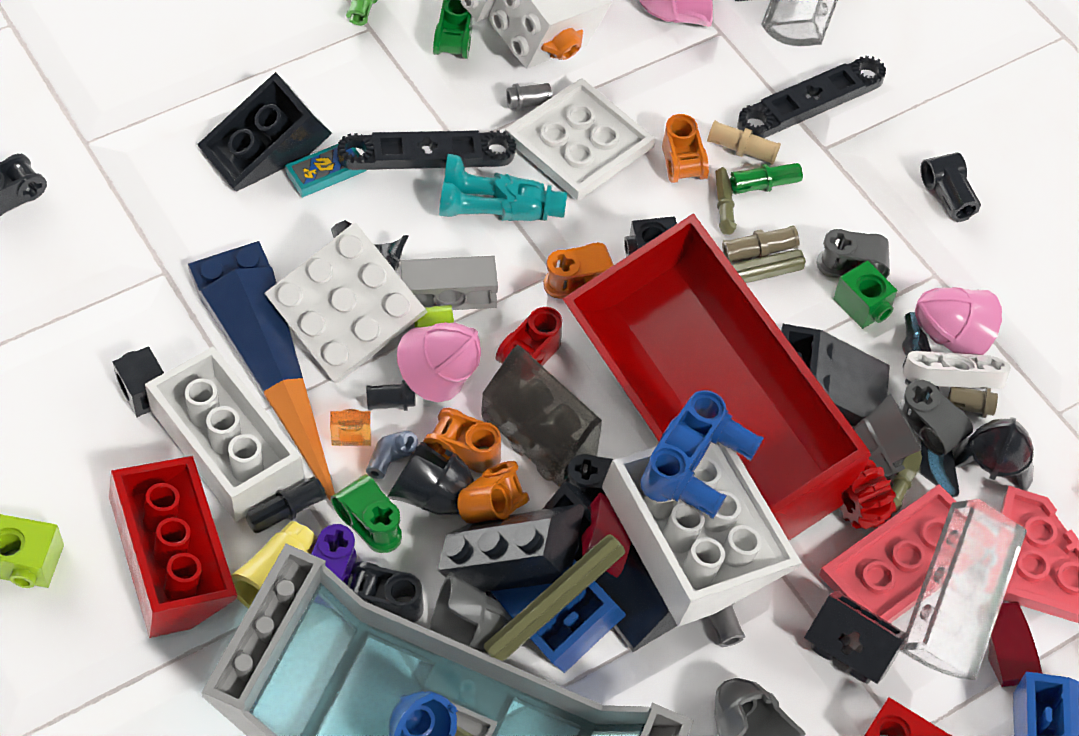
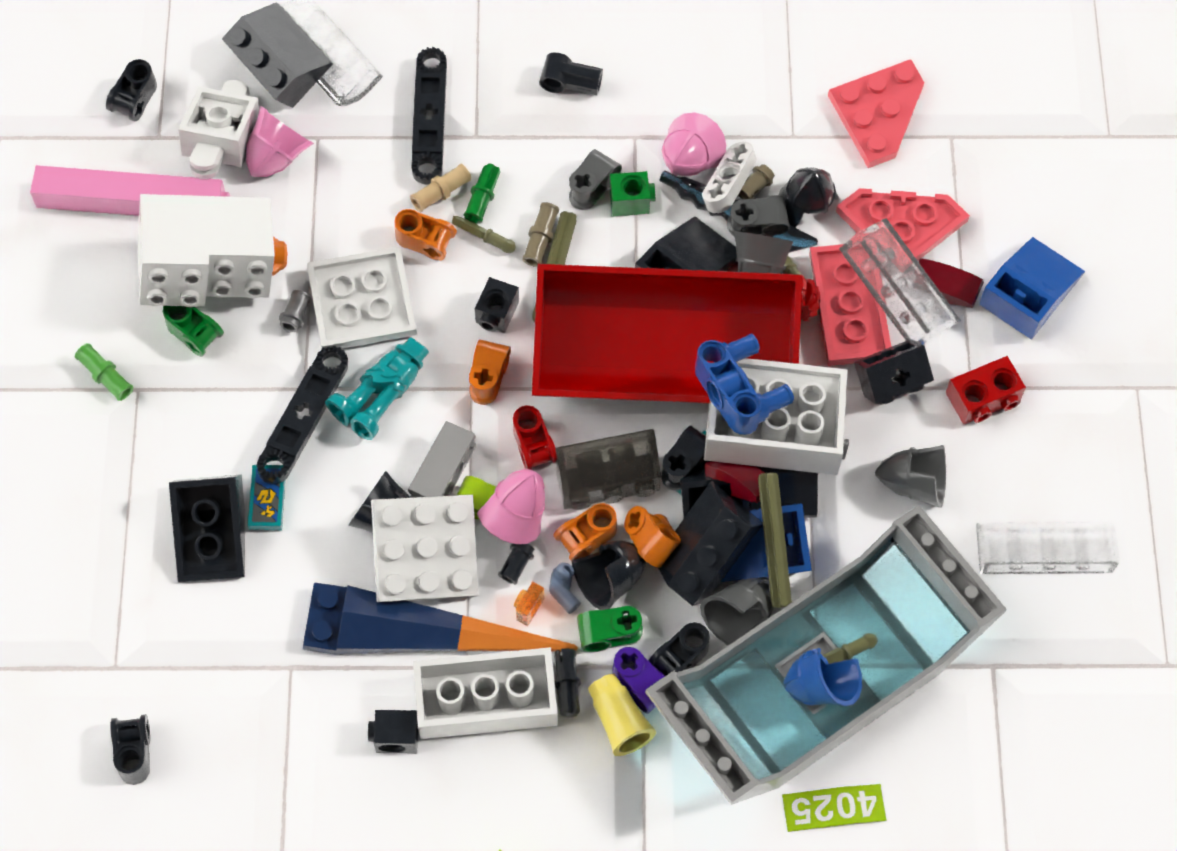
camera: 55 degrees left, 10 degrees up
(170, 544) = (559, 777): red slope -> none

